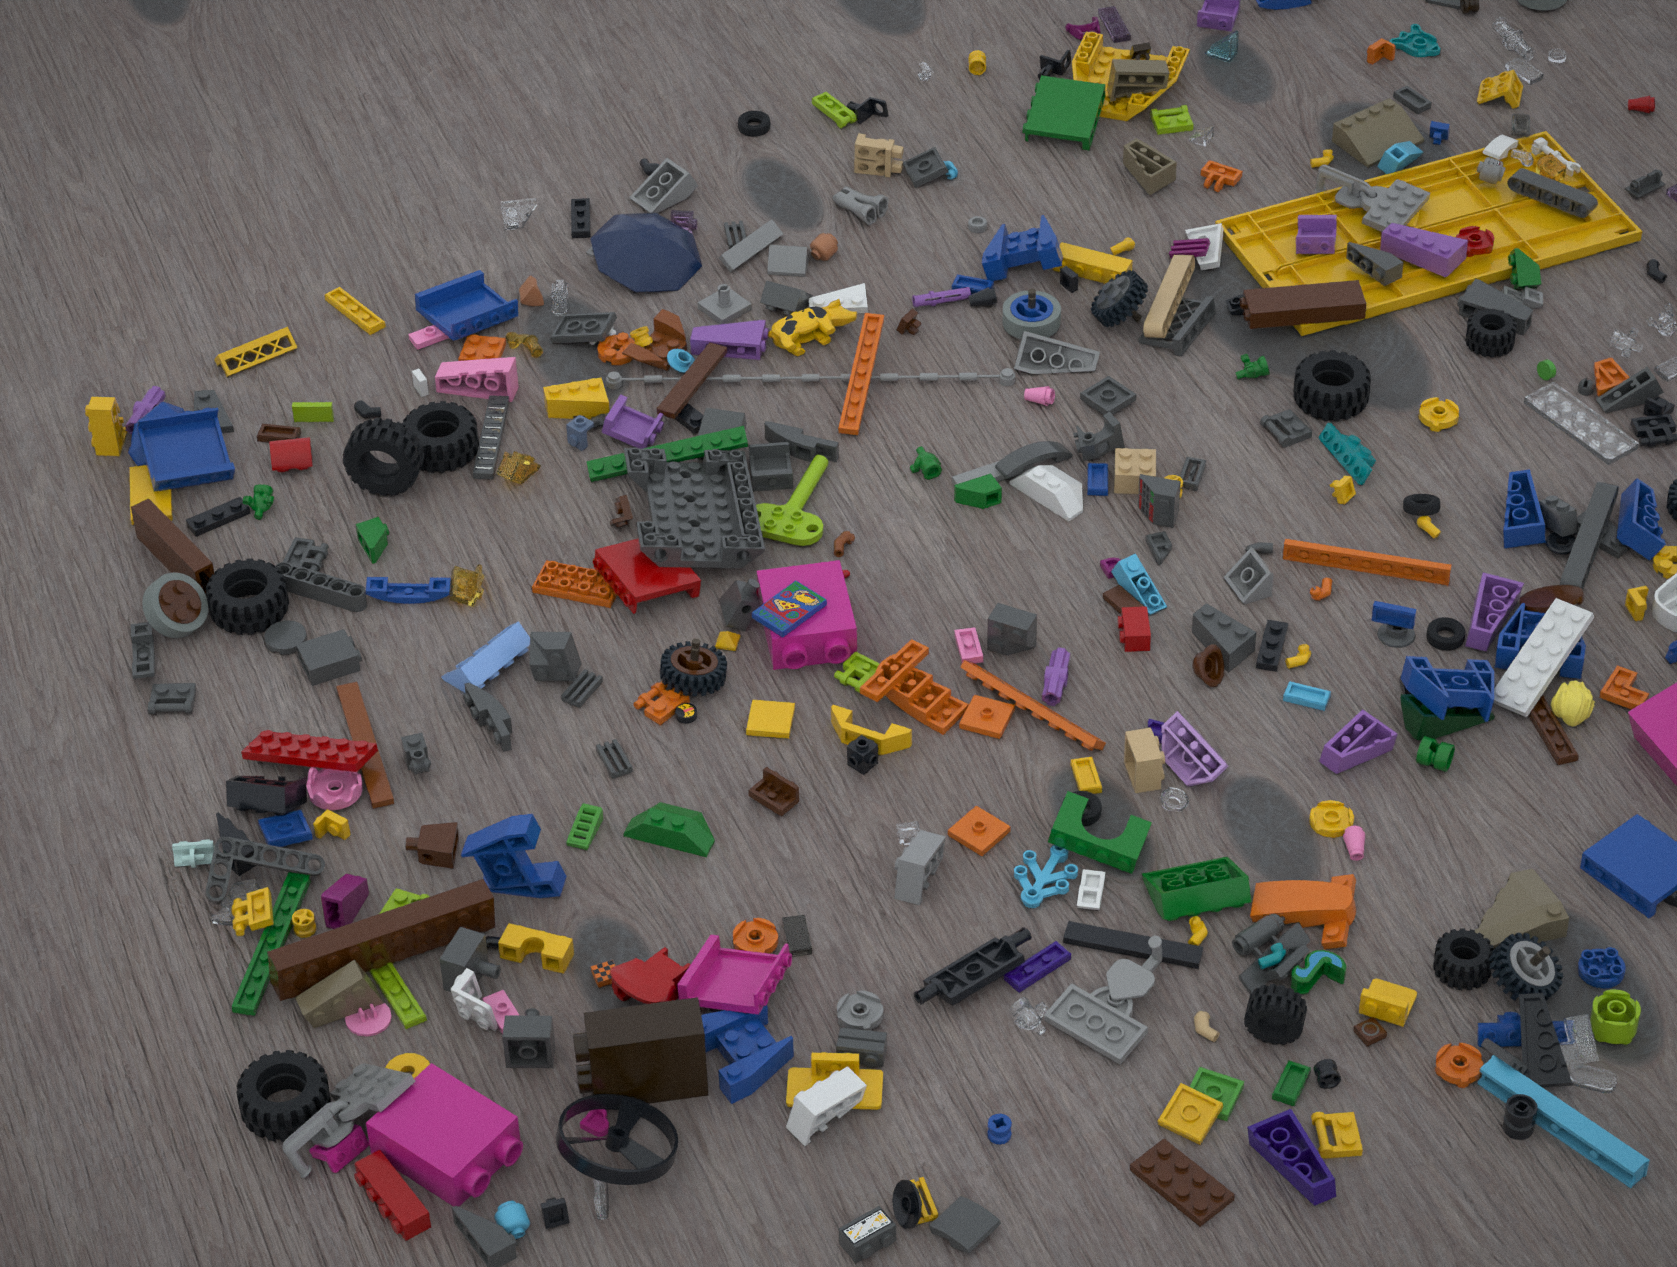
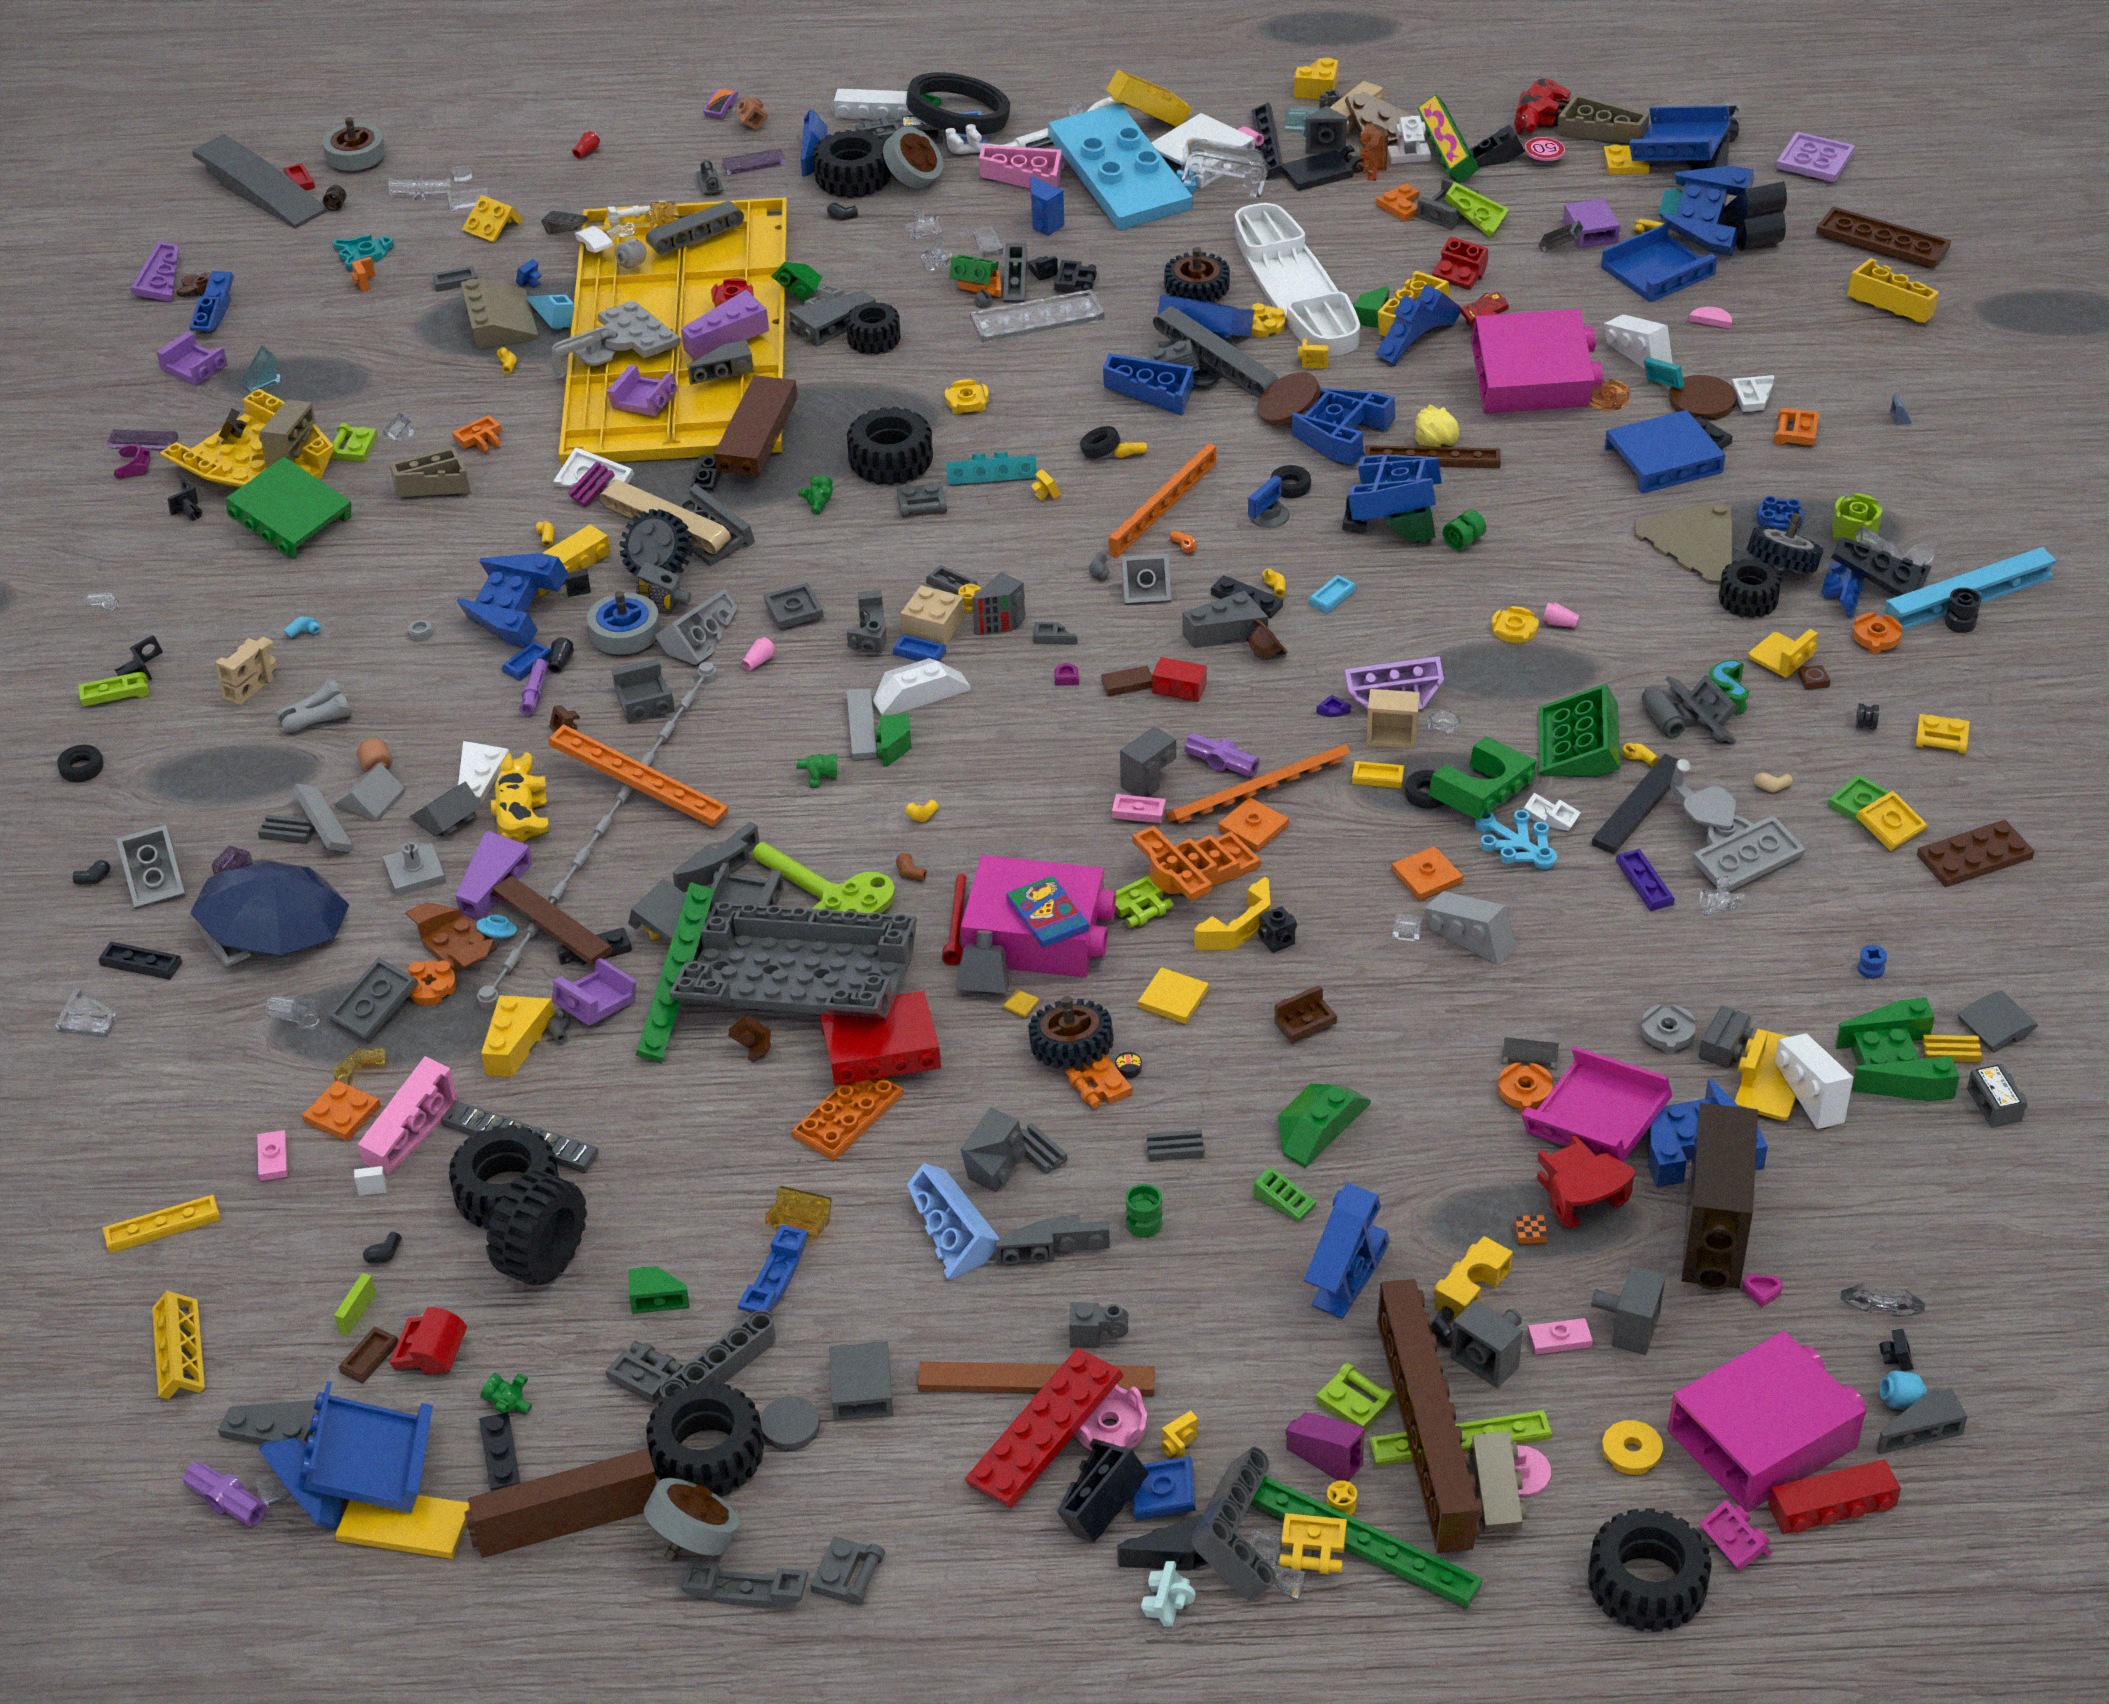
camera: 70 degrees left, 0 degrees up
(106, 426) = (255, 1532): yellow wedge -> none
(363, 1090) = (1680, 1477): light grey plate -> none
(436, 844) = (1260, 1337): reddish brown torso -> none
(464, 306) = (253, 1104): blue panel -> none
(466, 997) = (1548, 1356): white bracket -> none
(517, 467) = (605, 1118): clear yellow slope -> none
(530, 293) = (262, 1035): nougat tile -> none
(532, 753) = (1143, 1210): none -> green wheel
(577, 432) = (578, 1044): sand blue bracket -> none
(641, 336) = (440, 945): yellow wheel -> none
(647, 1164) = (1861, 1241): black piece -> none
(890, 1156) = (1888, 1057): none -> green wedge
(903, 531) = (921, 813): none -> yellow arm
(907, 1204) = (1979, 1055): black dish -> none
(925, 167) = (291, 640): dark grey plate -> none
(966, 352) = (642, 690): none -> dark grey panel
(975, 969) = (1644, 921): black plate -> none
(977, 62) = (123, 553): yellow wheel -> none
(1014, 463) = (865, 686): dark grey slope -> none
(1077, 327) = (661, 588): none -> dark grey torso
(1136, 581) = (1099, 658): medium azure slope -> none
(1274, 958) = (1710, 702): teal arm -> none
(1275, 1014) = (1794, 719): black tyre -> none
(1291, 1083) = (1865, 746): green tile -> none
(1293, 1155) = (1974, 762): dark purple wedge -> none
(1310, 904) = (1638, 663): orange slope -> none
(1357, 743) = (1427, 573): medium lavender wedge -> none
(1491, 608) = (1282, 440): medium lavender wedge -> none
(1504, 1055) = (1881, 597): dark grey tile -> none
(1541, 657) = (1372, 412): white plate -> none
(1546, 369) = (946, 313): bright green tile -> none
(1610, 360) = (972, 269): none -> green bracket
(1620, 690) = (1419, 398): orange plate -> none

